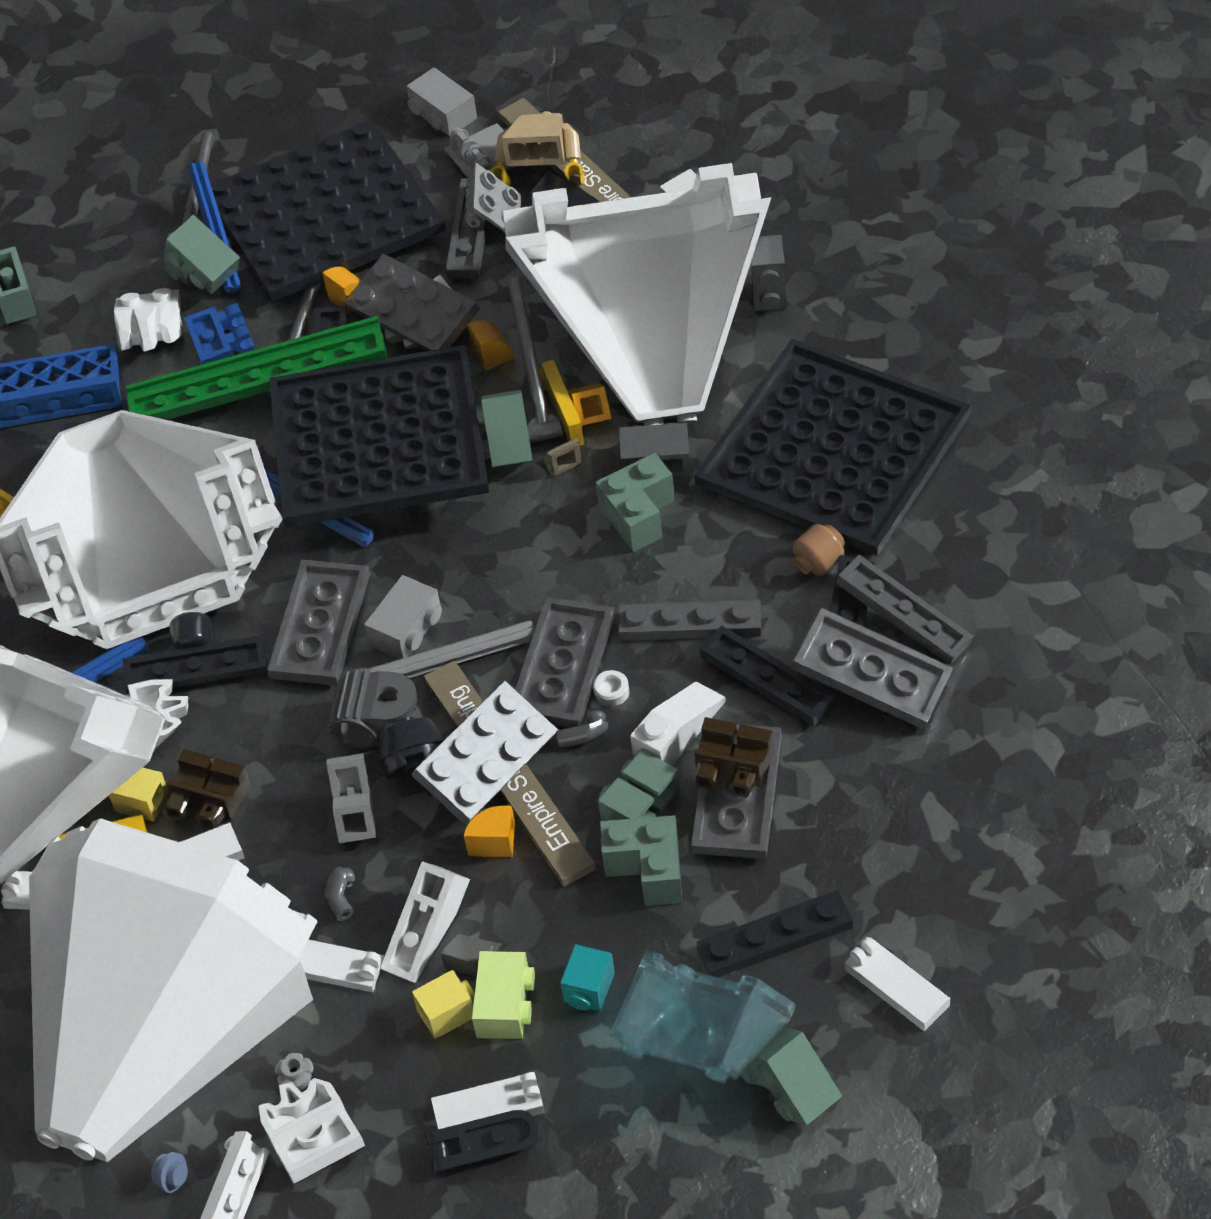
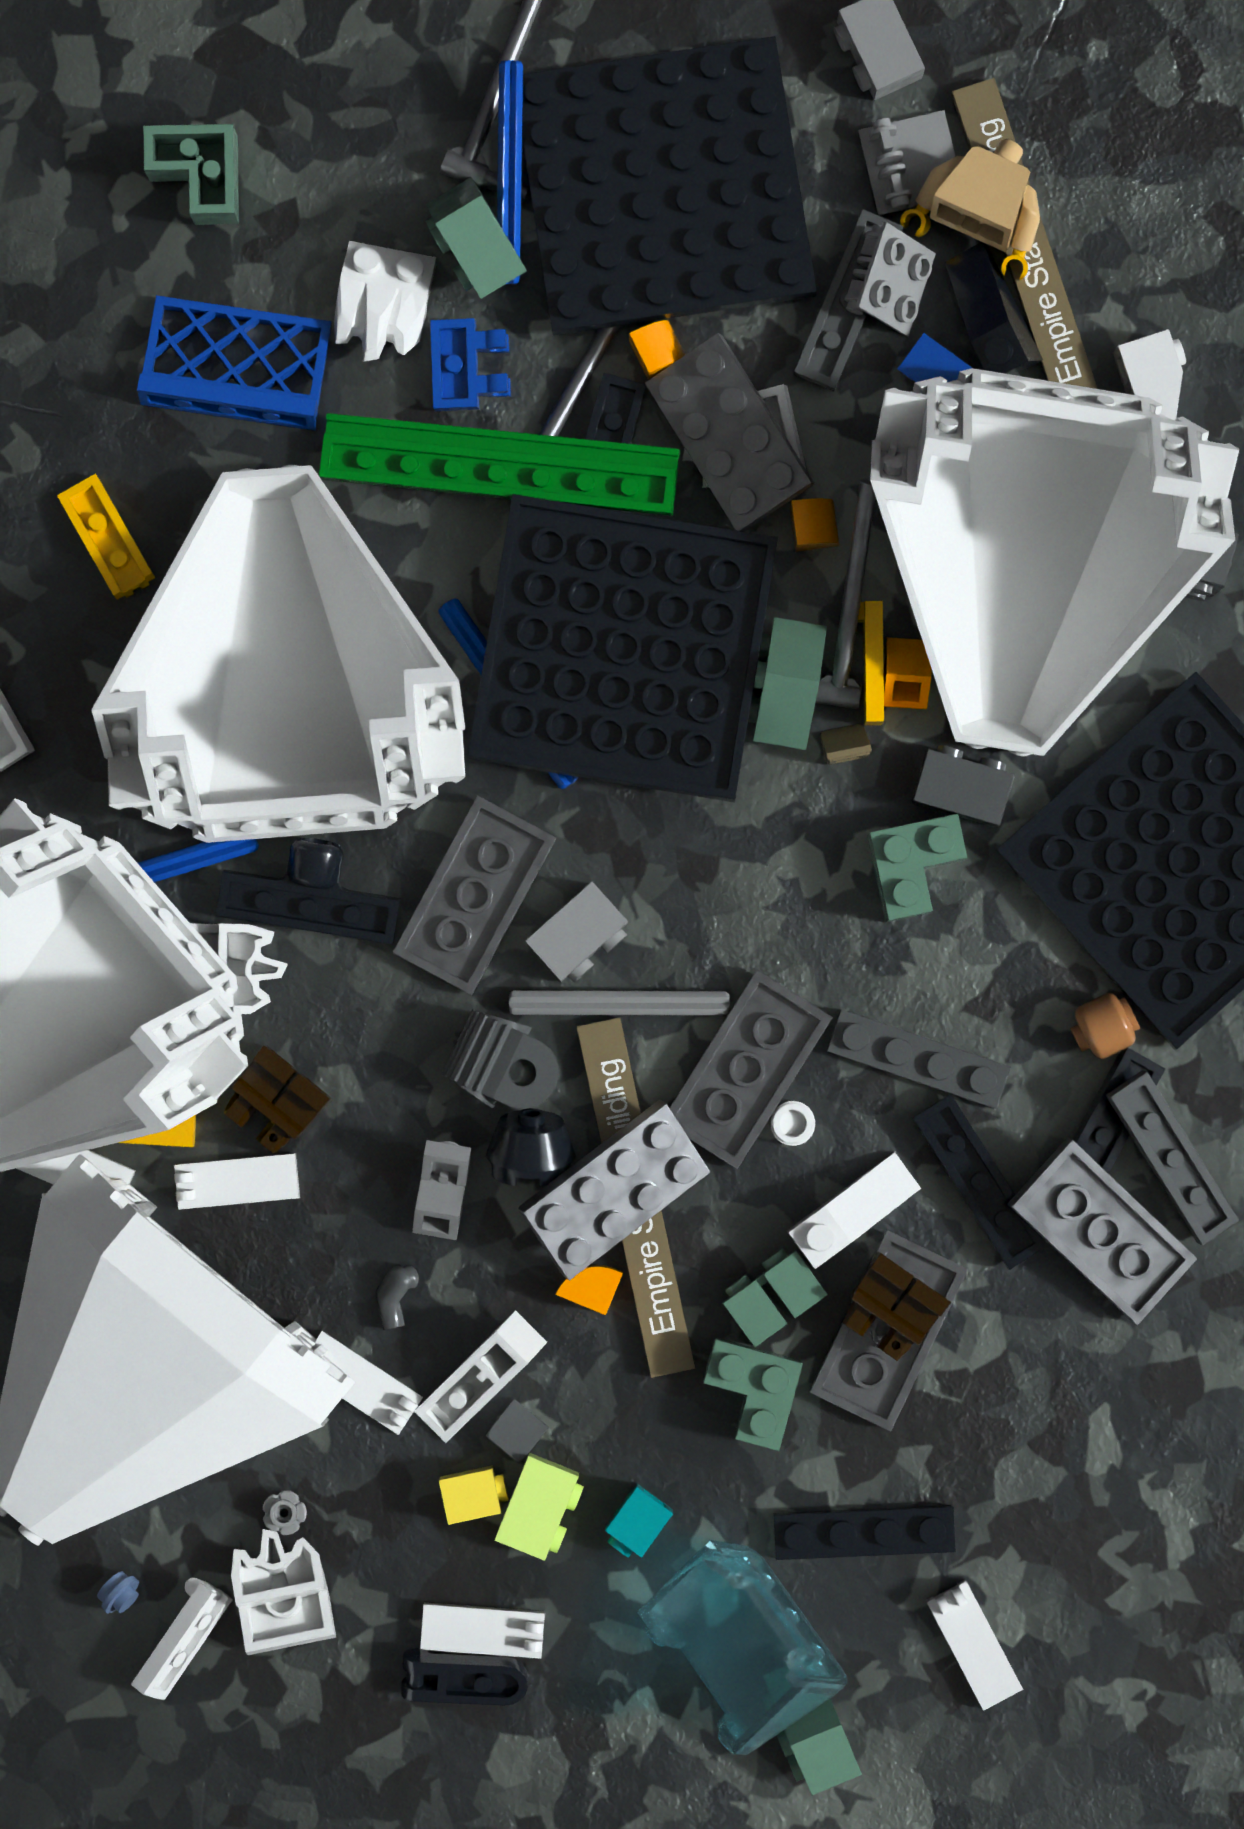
camera: 10 degrees right, 35 degrees up
(583, 733) = (743, 1182): dark grey arm -> none

